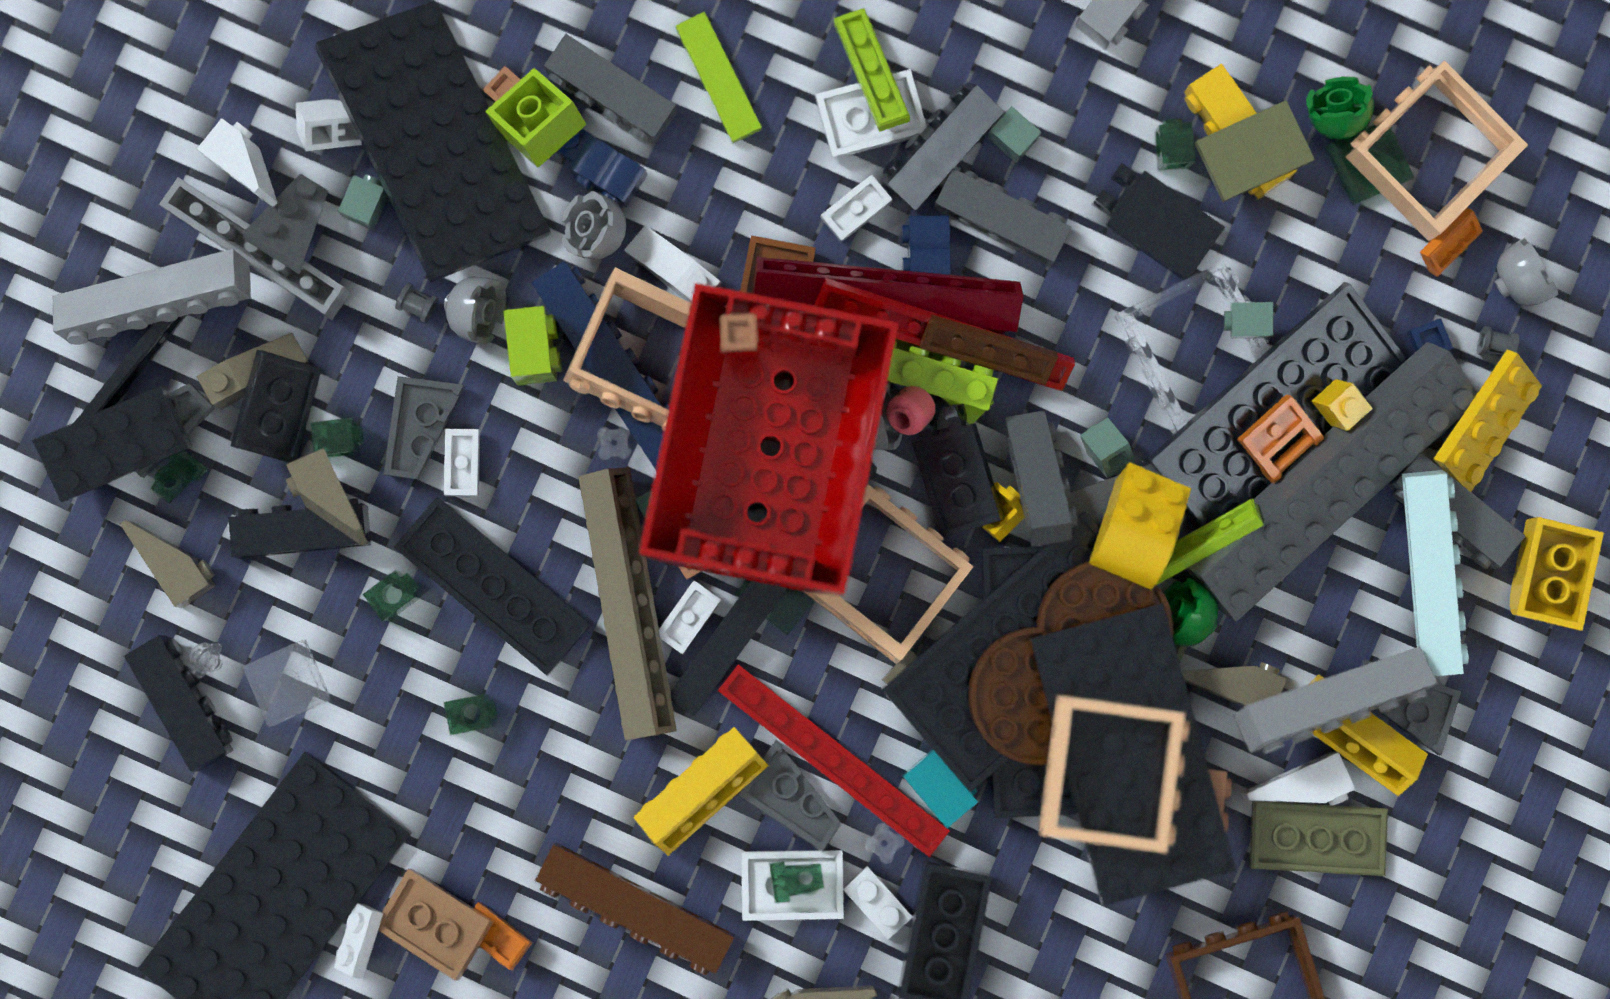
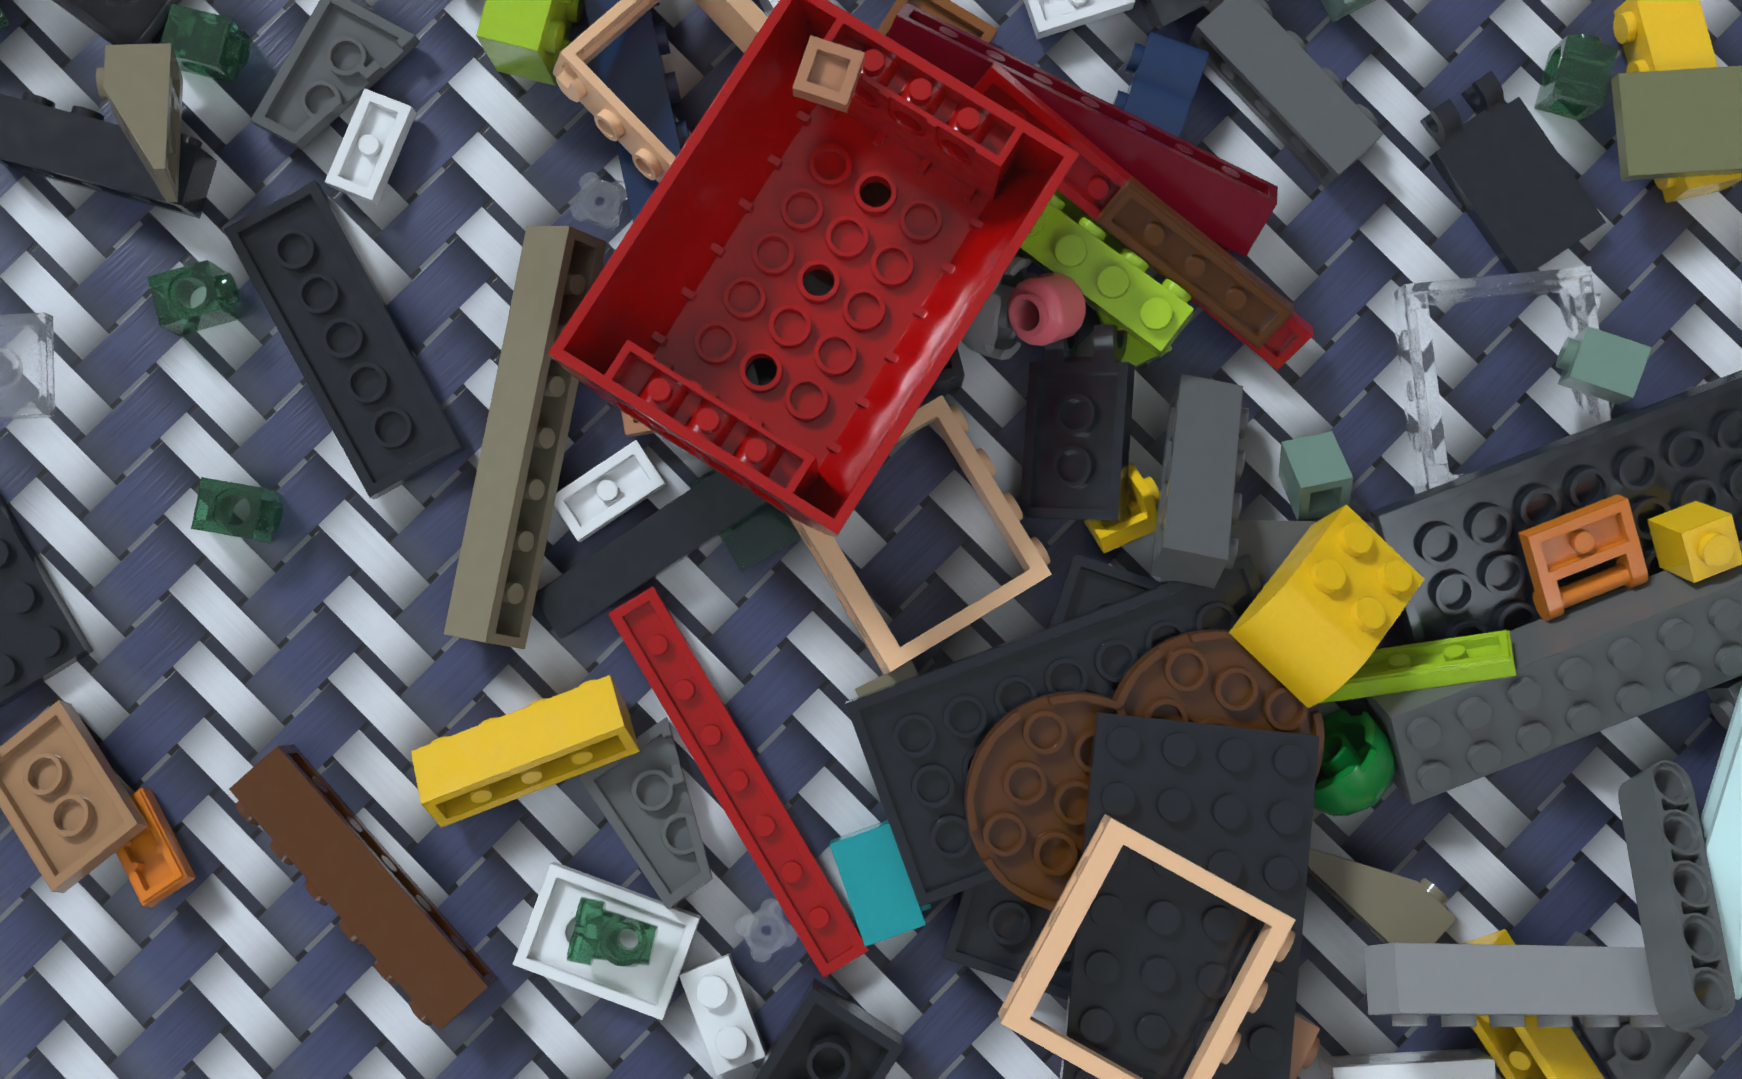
camera: 25 degrees right, 0 degrees up
(1404, 616) = (1675, 898): none -> dark grey beam

